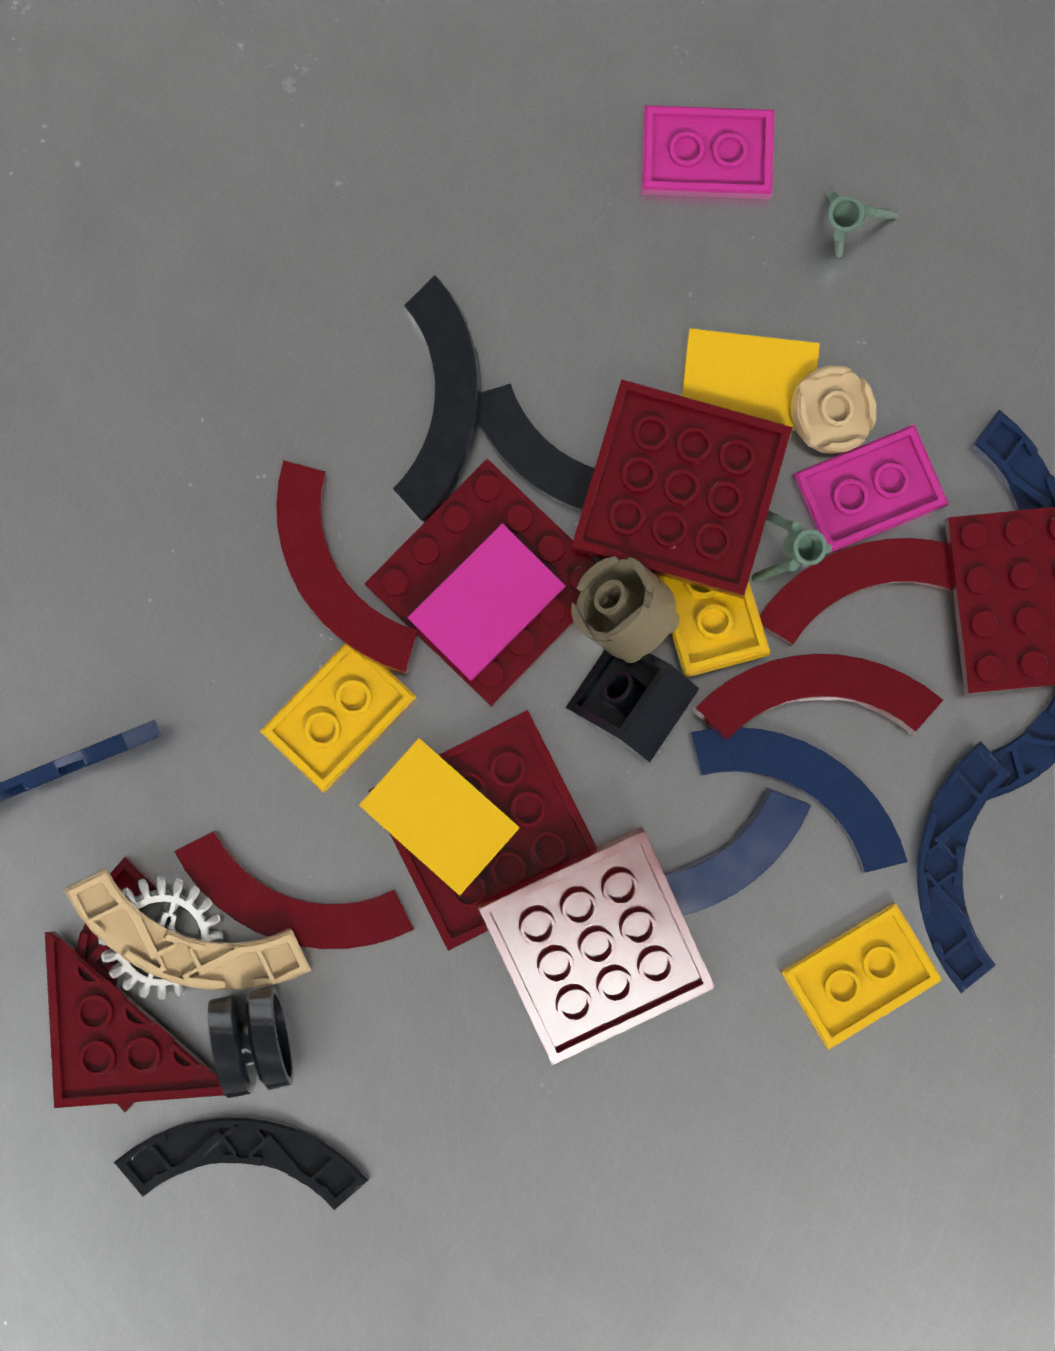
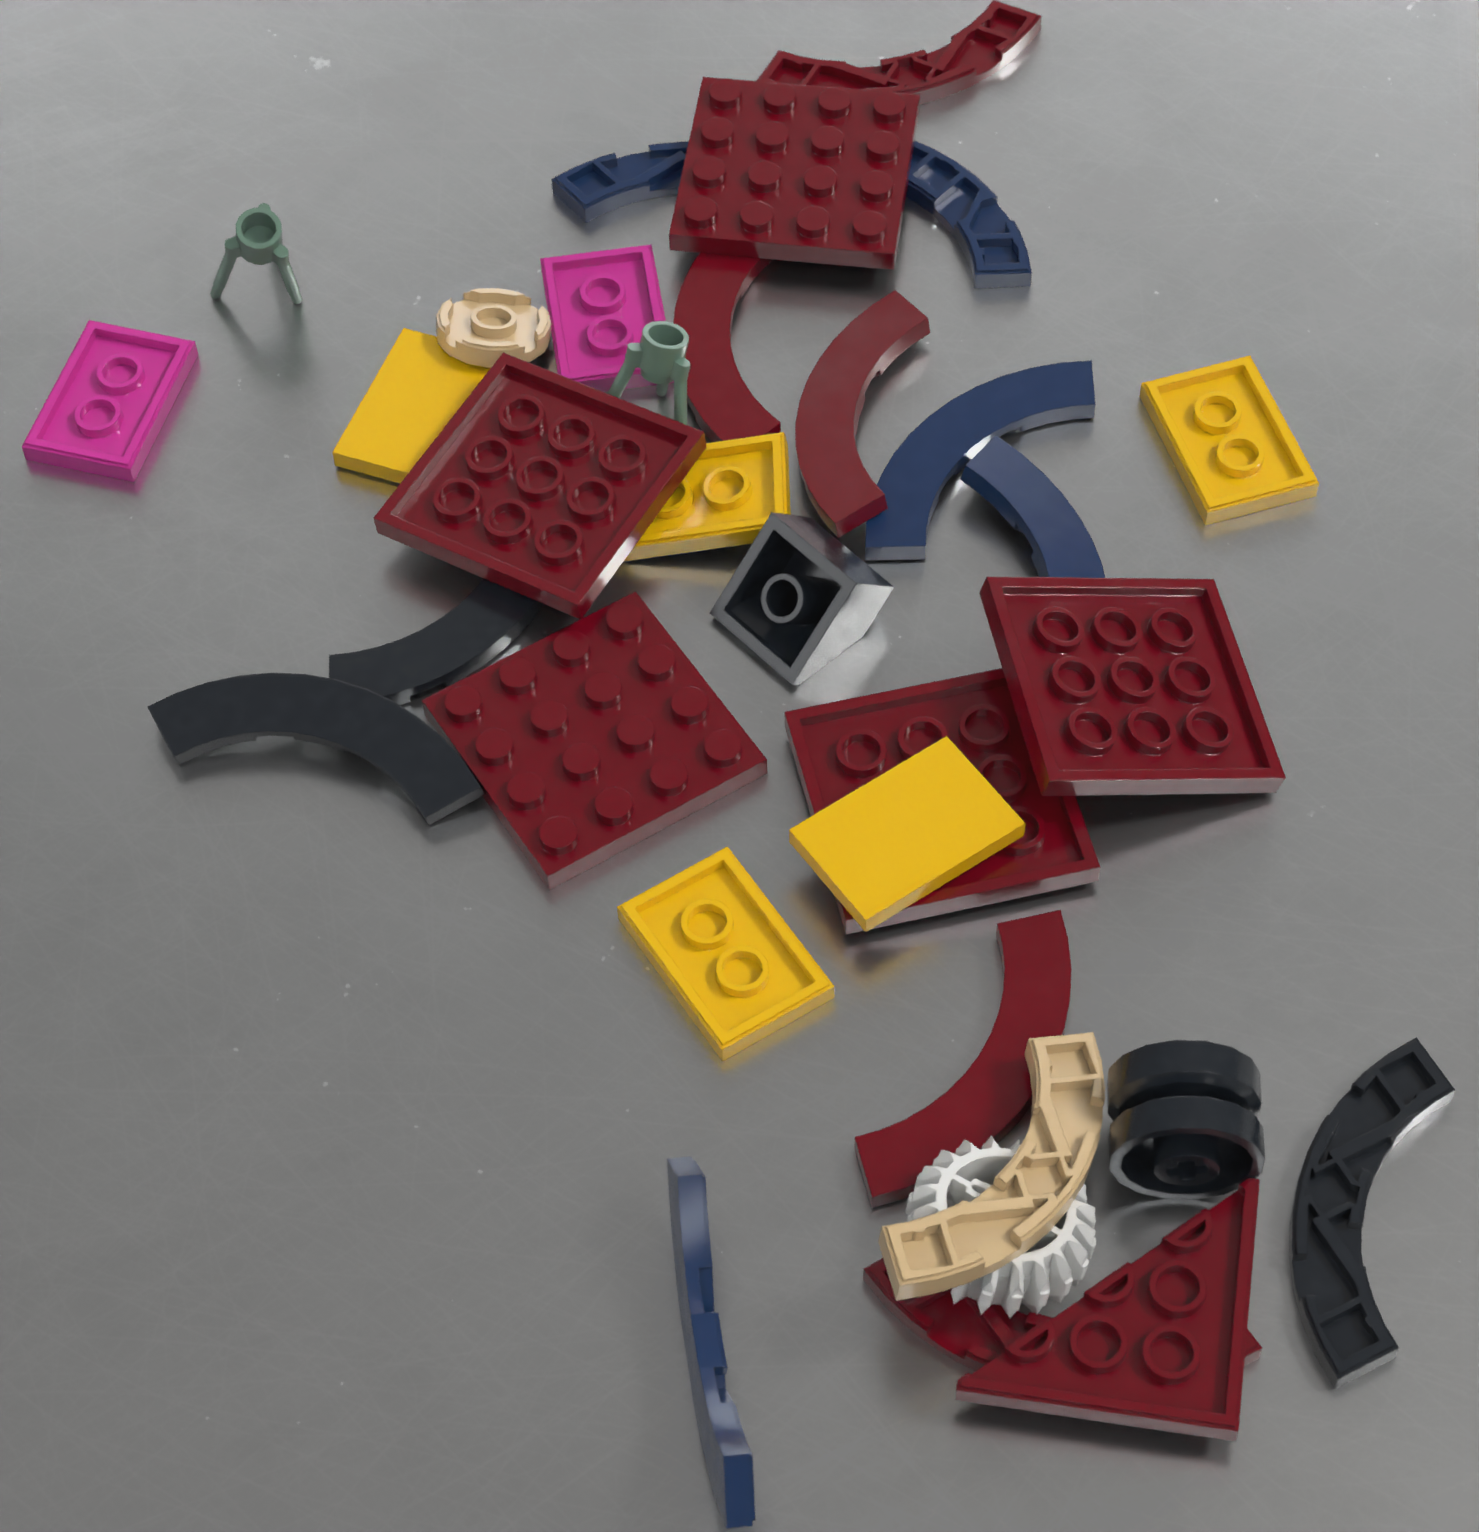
camera: 70 degrees left, 30 degrees down
(320, 581) = (526, 925): dark red tile -> none
(486, 602) = (623, 723): dark pink tile -> none
(624, 608) = (680, 559): dark tan brick -> none
(942, 863) = (1106, 331): dark blue tile -> none

